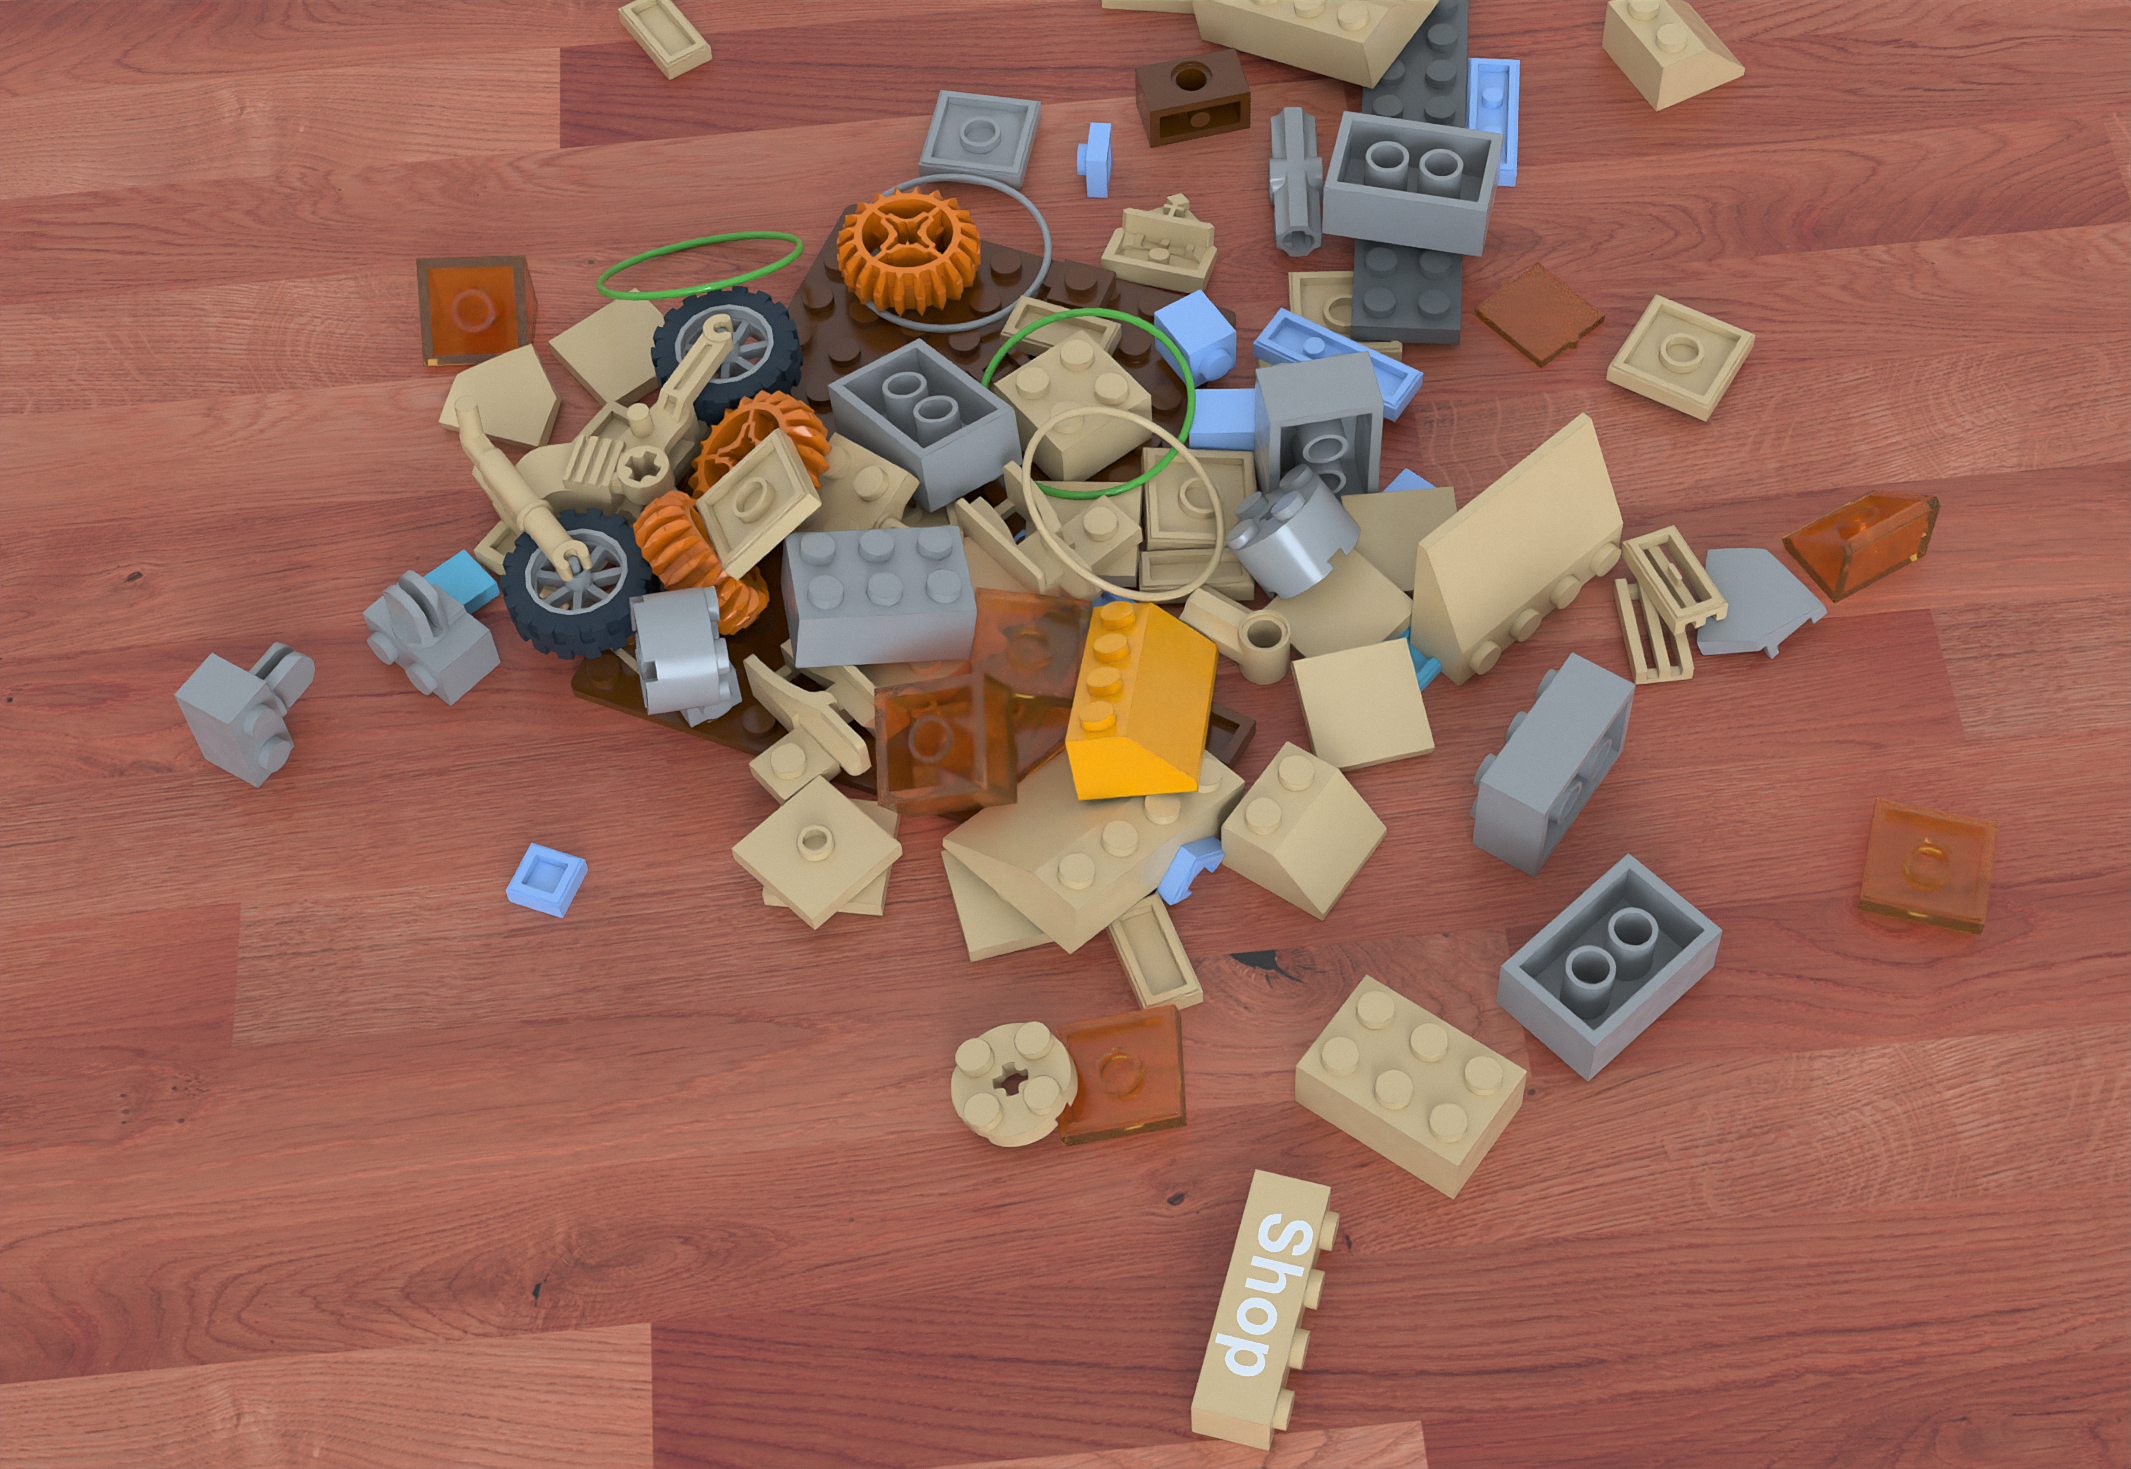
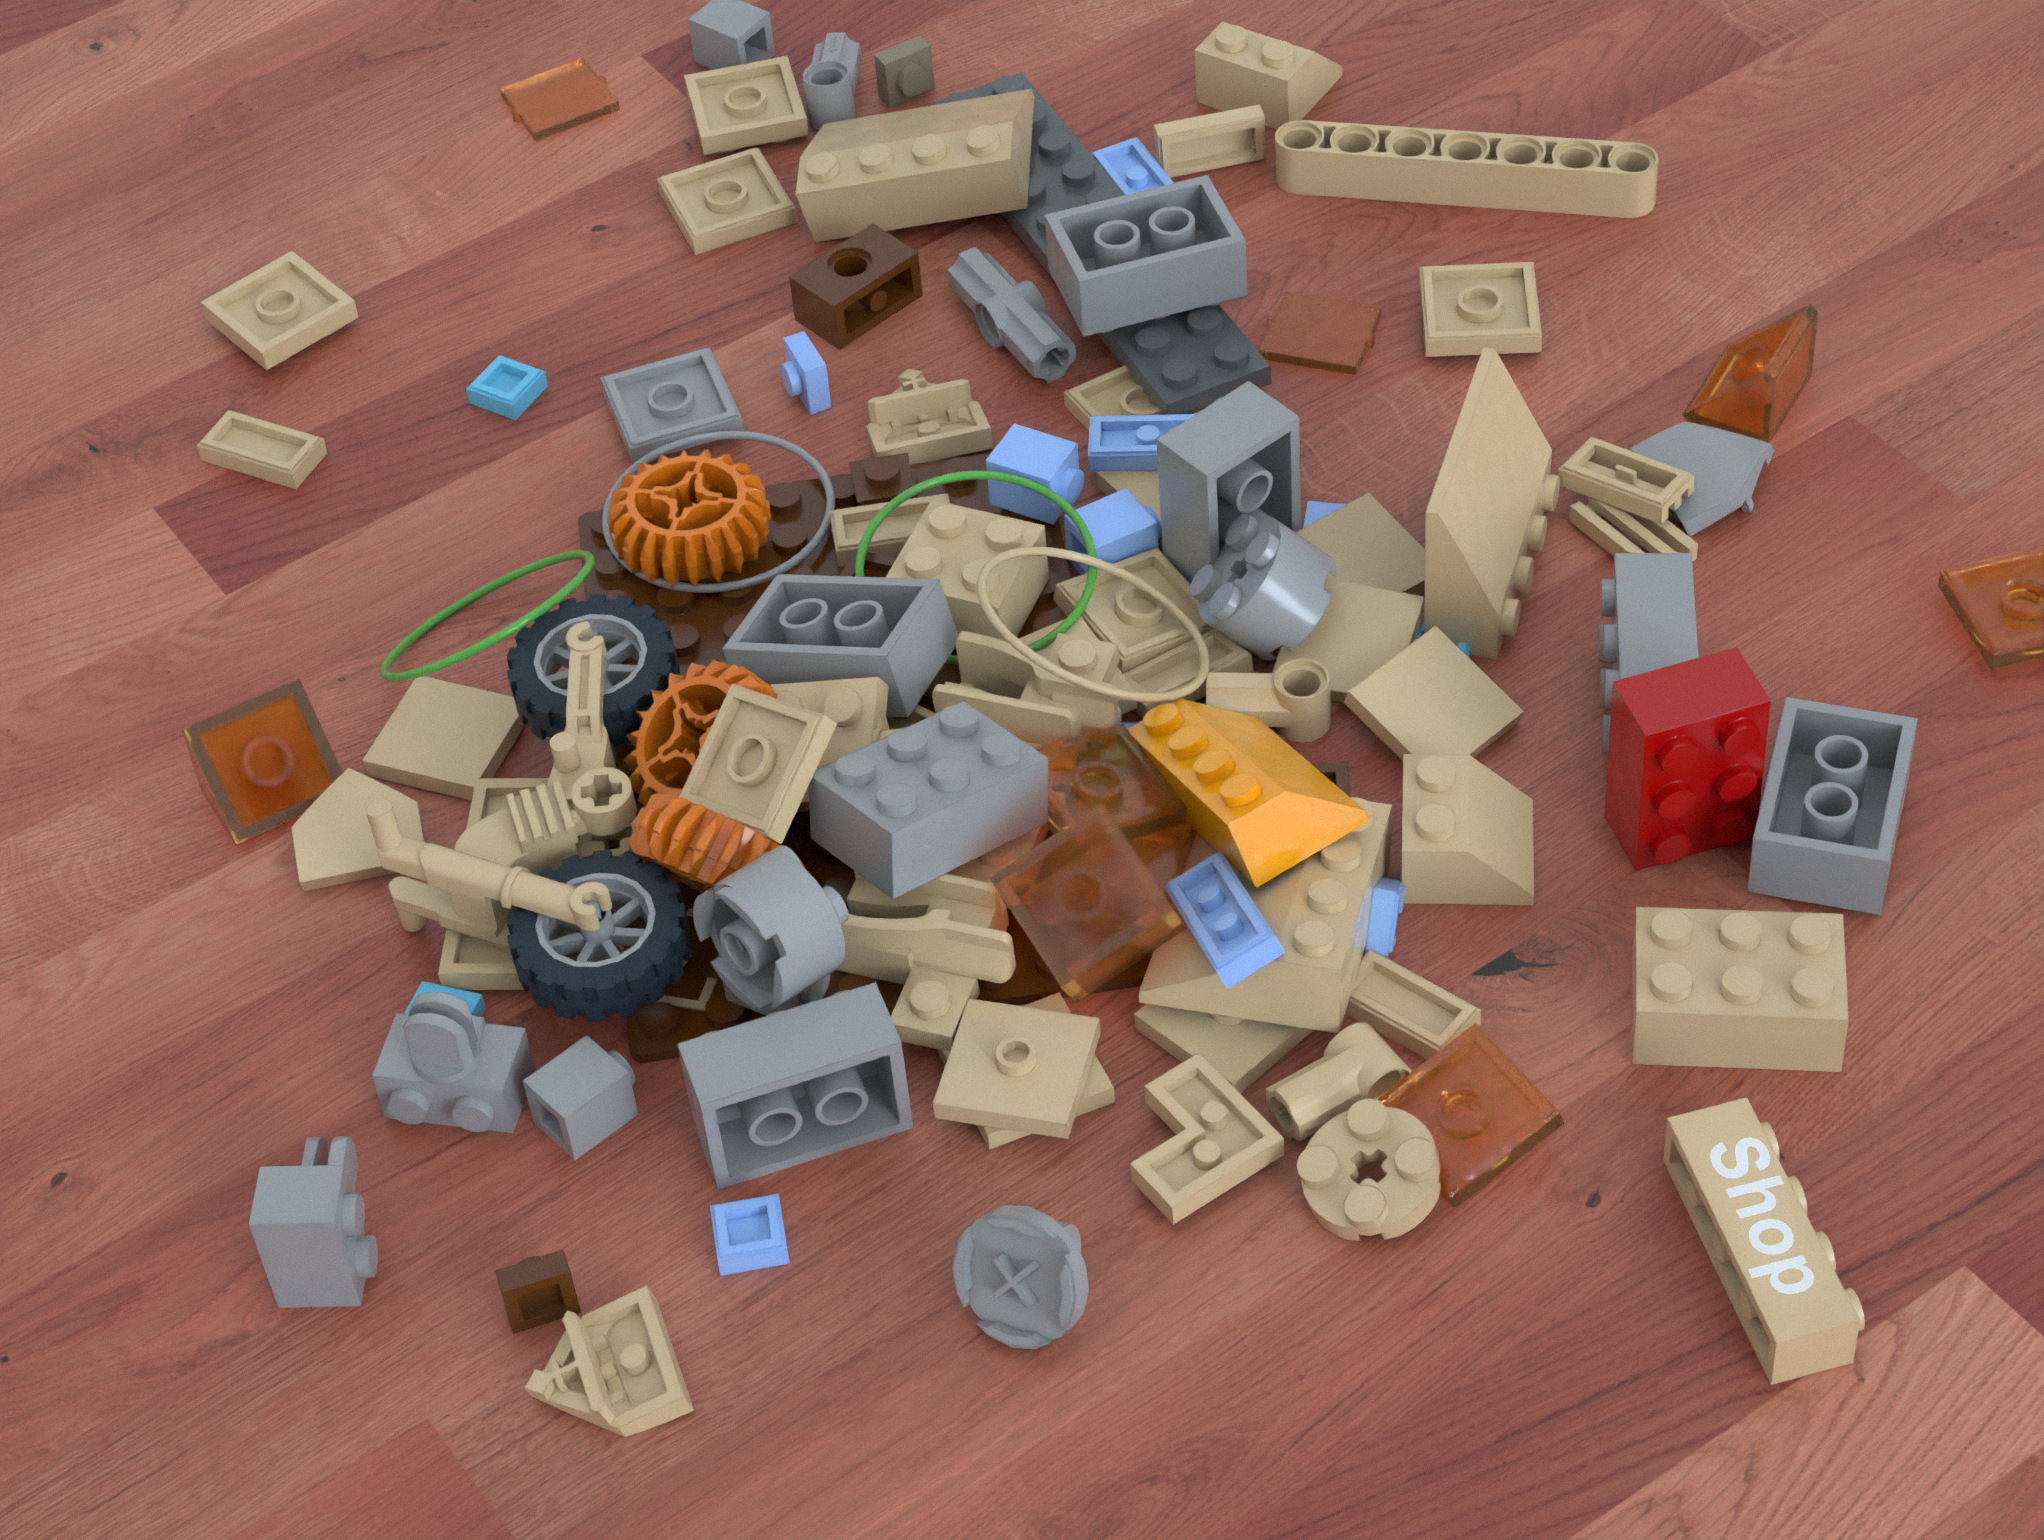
camera: 30 degrees left, 10 degrees down
(365, 846) = (537, 1291): none -> reddish brown plate
(384, 935) = (615, 1368): none -> tan slope
(503, 705) = (582, 1096): none -> light grey brick
(640, 780) = (796, 1085): none -> light grey brick
(692, 1026) = (1021, 1275): none -> light grey tile
(875, 63) = (507, 387): none -> medium azure tile
(920, 998) = (1215, 1142): none -> tan plate
(1030, 818) = (1224, 919): none -> light blue tile
(1055, 994) = (1352, 1069): none -> tan piece
(1496, 863) = (1686, 758): none -> red brick
(1572, 92) = (1210, 141): none -> tan tile
(1771, 219) = (1466, 168): none -> tan beam

